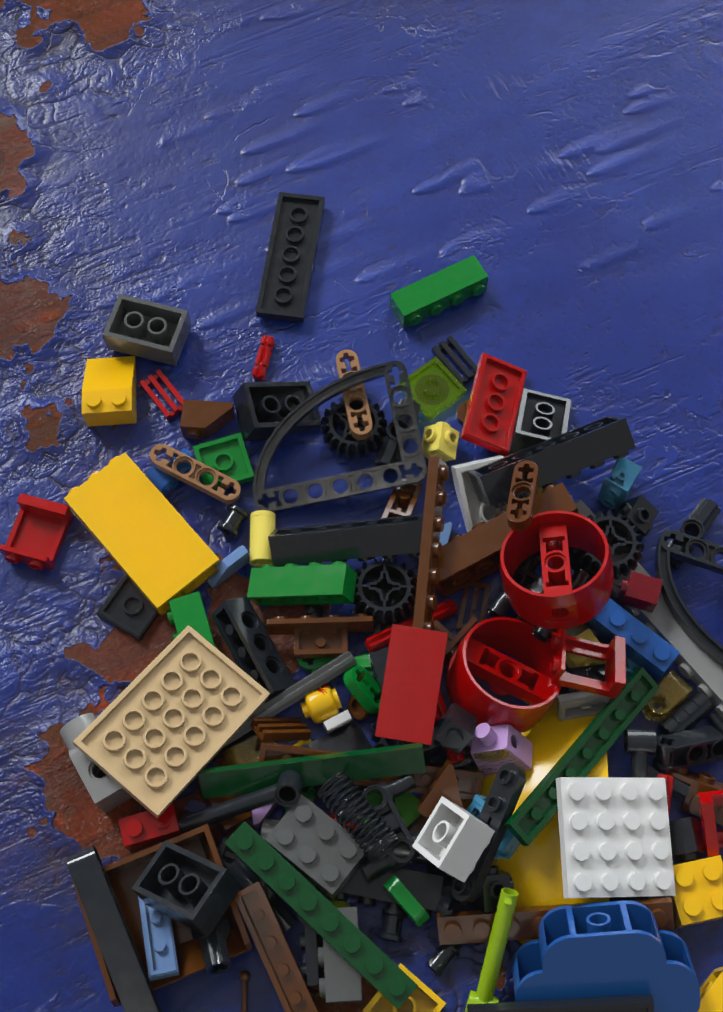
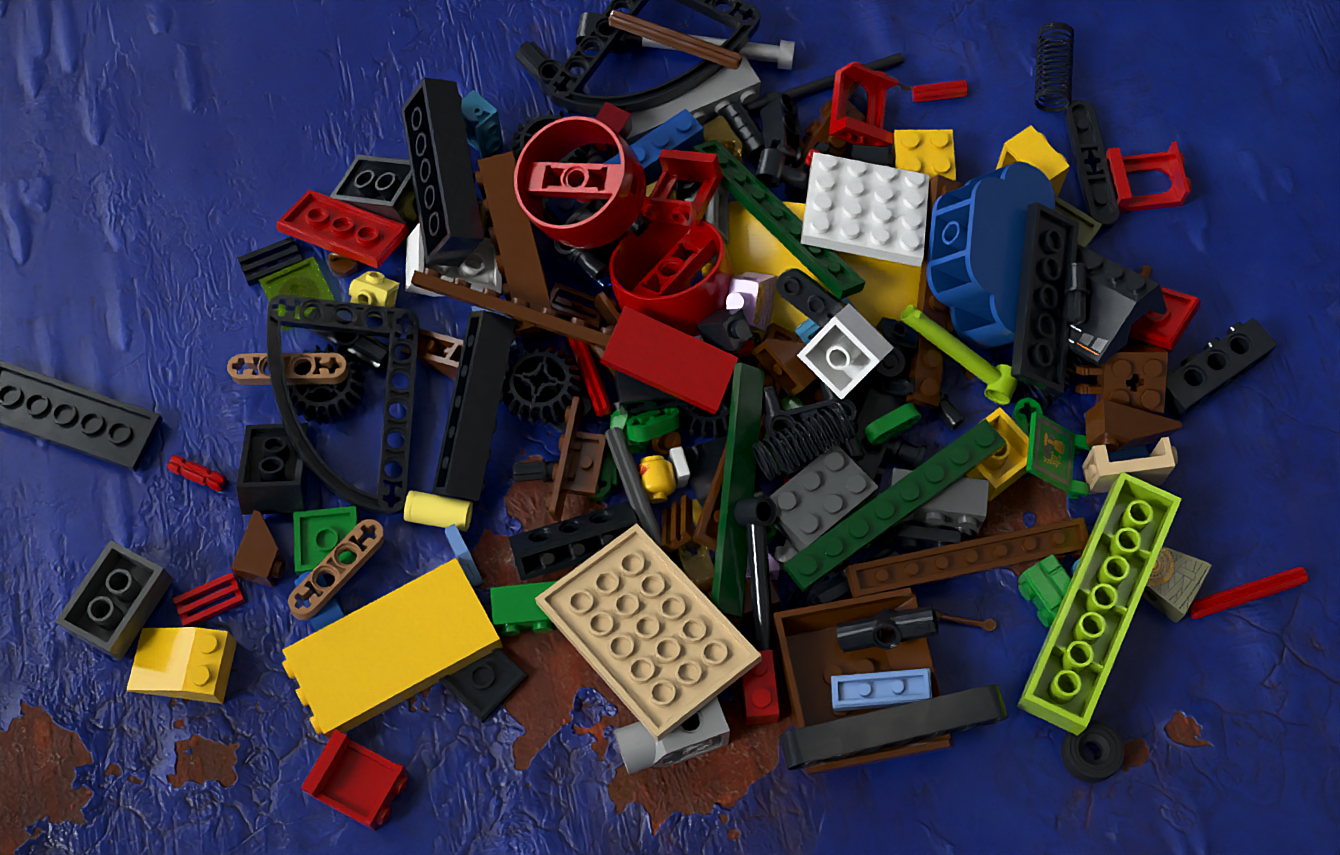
camera: 80 degrees left, 0 degrees up
(187, 887) = (845, 637): black brick -> none
(232, 521) = (406, 541): black bush -> none
(302, 584) = (513, 469): green brick -> none
(439, 291) = (175, 258): green brick -> none
(527, 504) = (497, 202): reddish brown beam -> none
(641, 513) = (513, 113): black brick -> none

